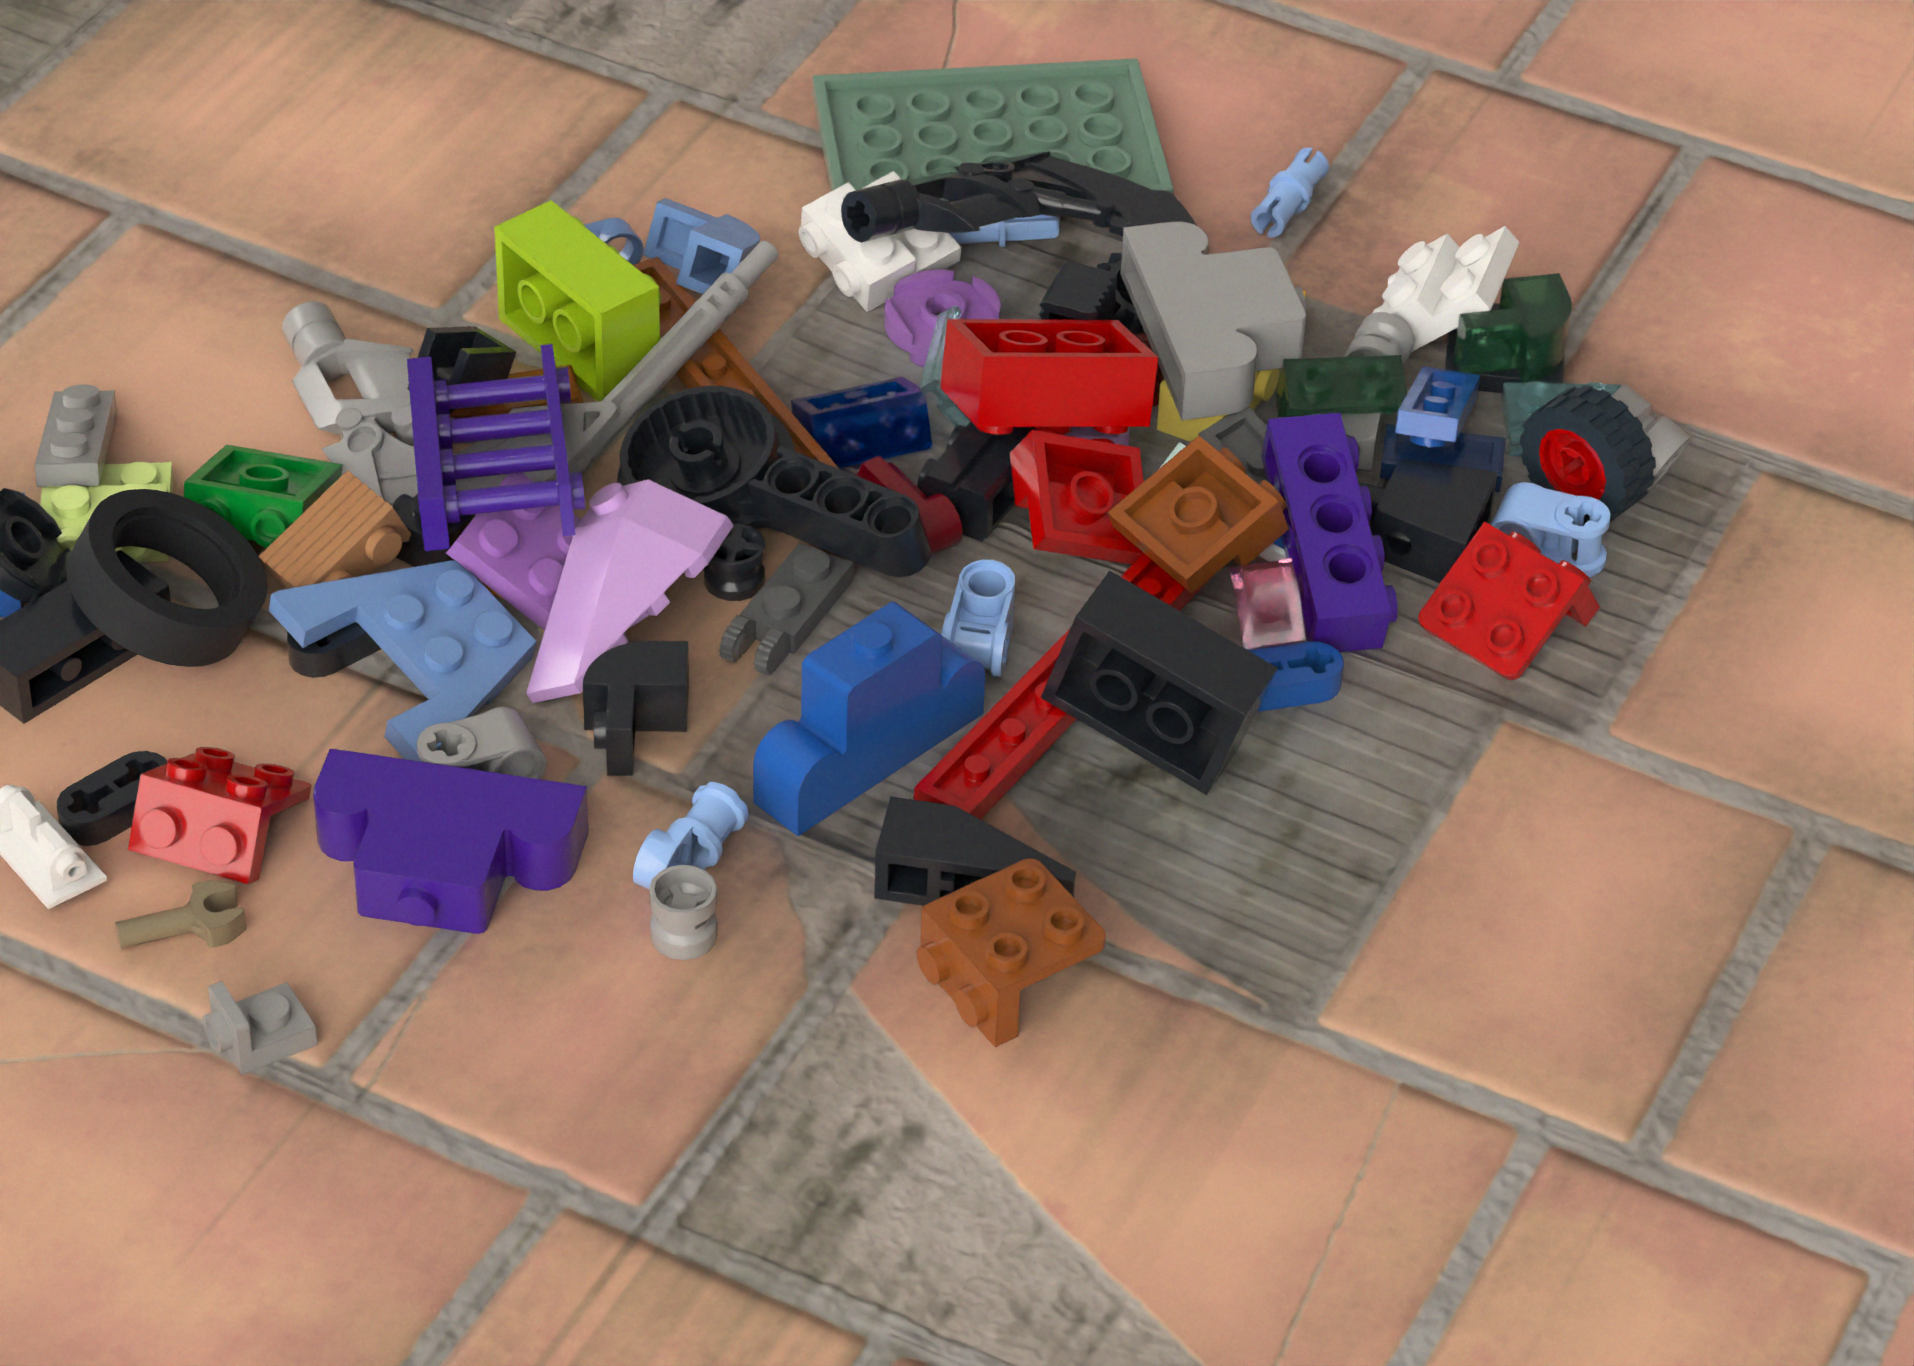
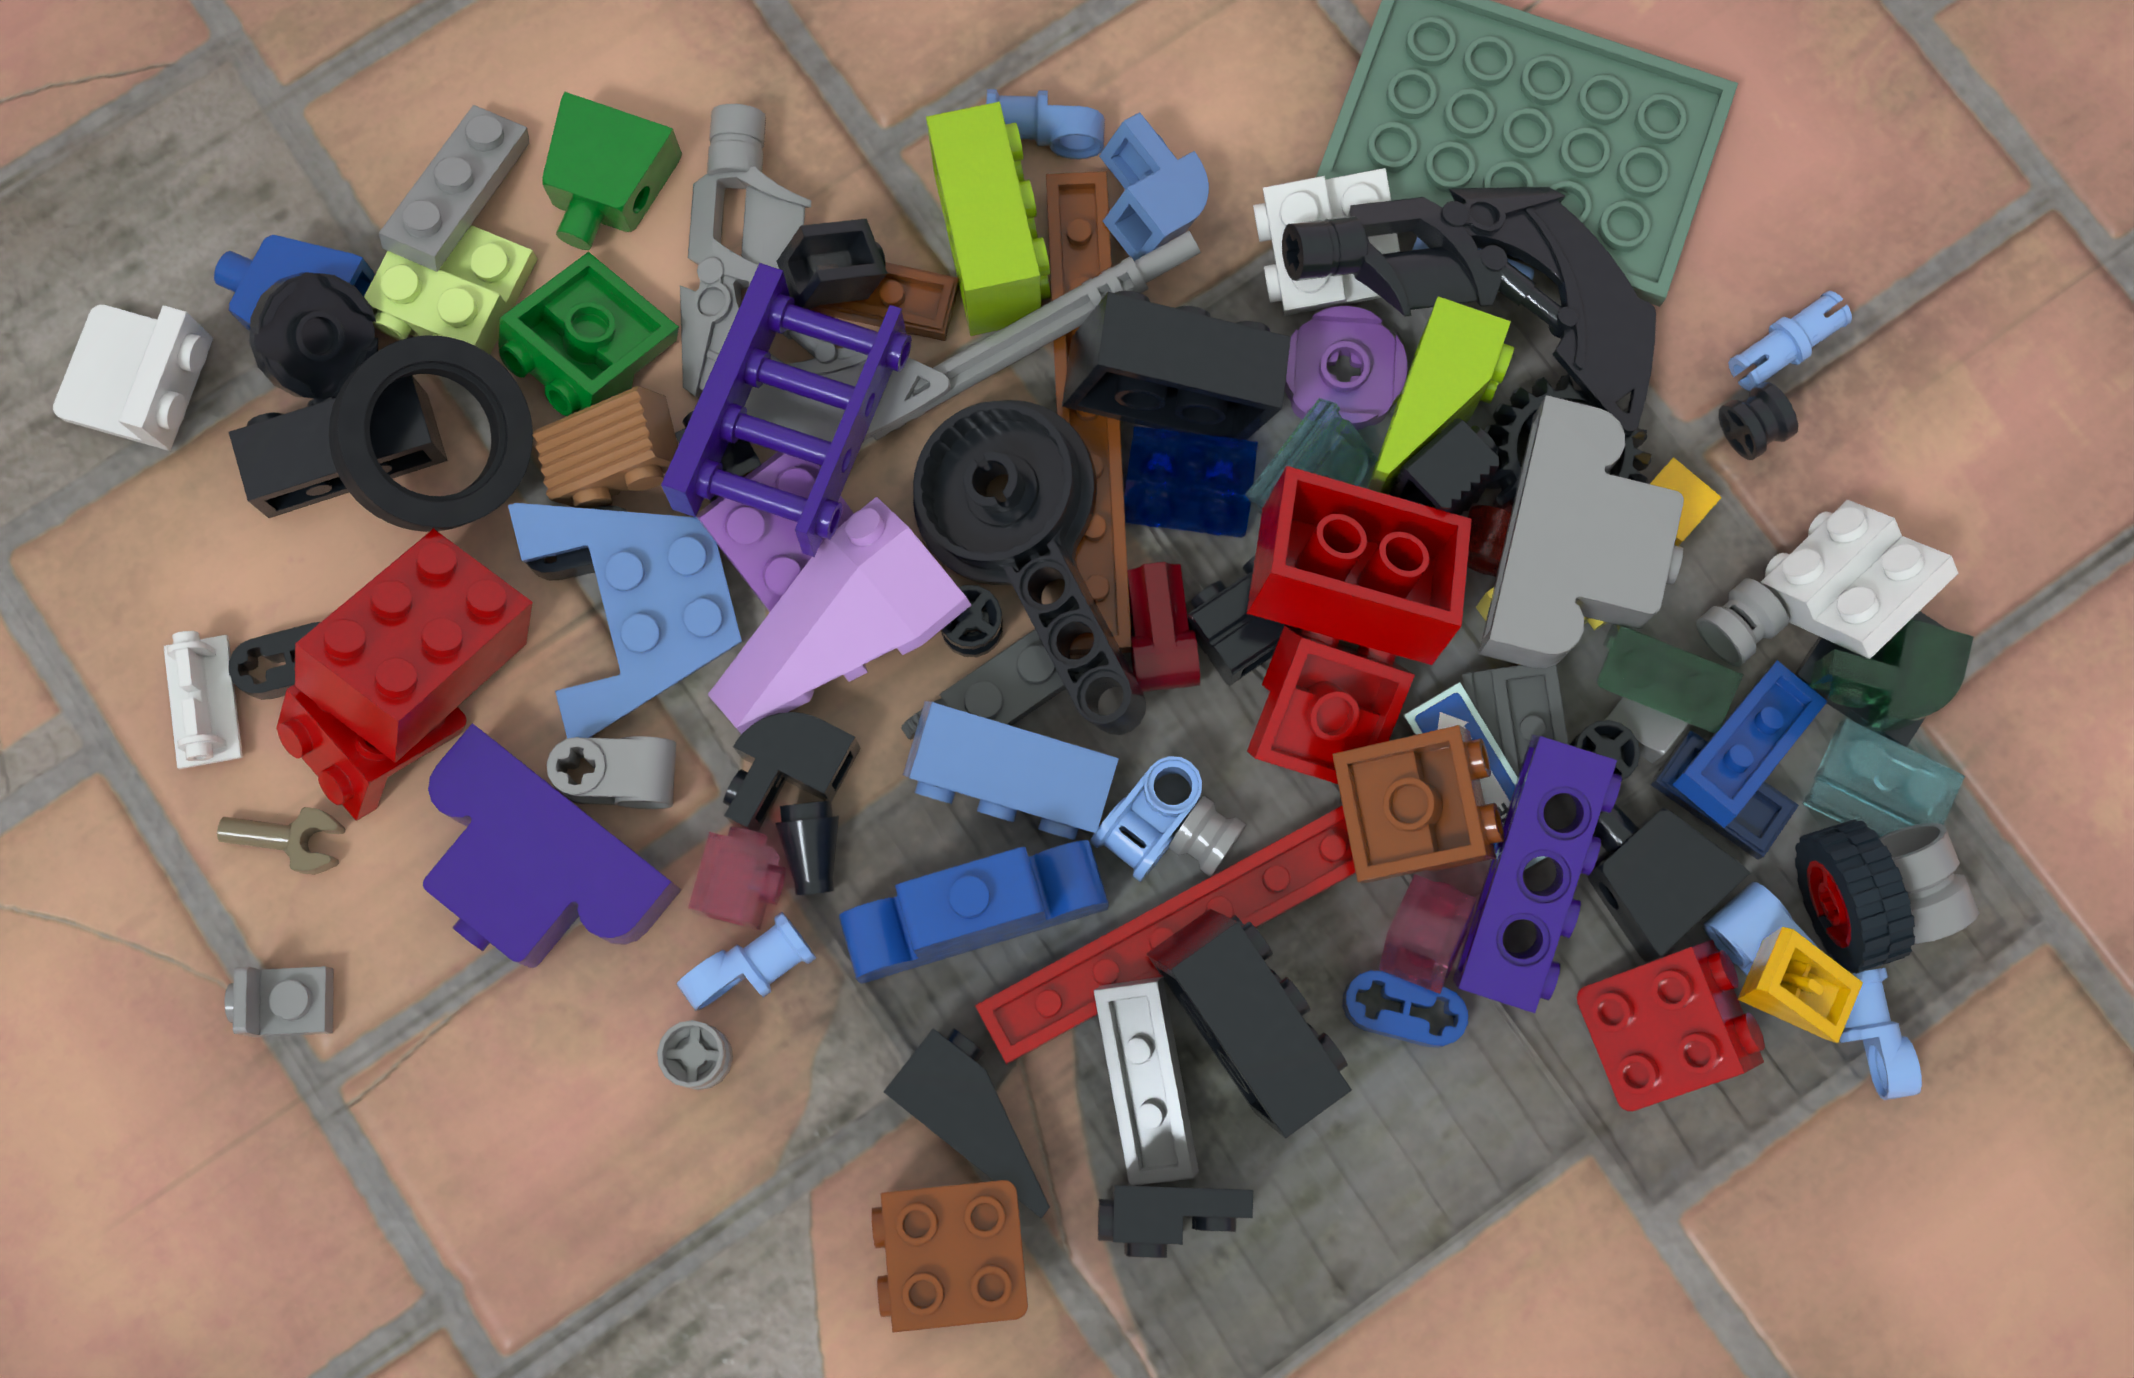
camera: 30 degrees right, 35 degrees up
(207, 387) = (605, 168): none -> green torso
(242, 706) = (412, 644): none -> red brick
(641, 786) = (737, 878): none -> clear pink brick
(687, 742) = (809, 844): none -> black cone
(795, 610) = (1009, 770): none -> medium blue brick
(807, 323) = (1175, 368): none -> black brick
(1029, 249) = (1452, 370): none -> lime slope
(1036, 618) = (1207, 835): none -> light grey wheel
(1100, 778) = (1146, 1081): none -> plate
(1181, 833) = (1153, 1216): none -> black plate
(1301, 236) = (1758, 420): none -> black wheel
(1582, 504) = (1800, 985): none -> yellow slope
(1671, 550) = (1889, 1055): none -> light blue connector

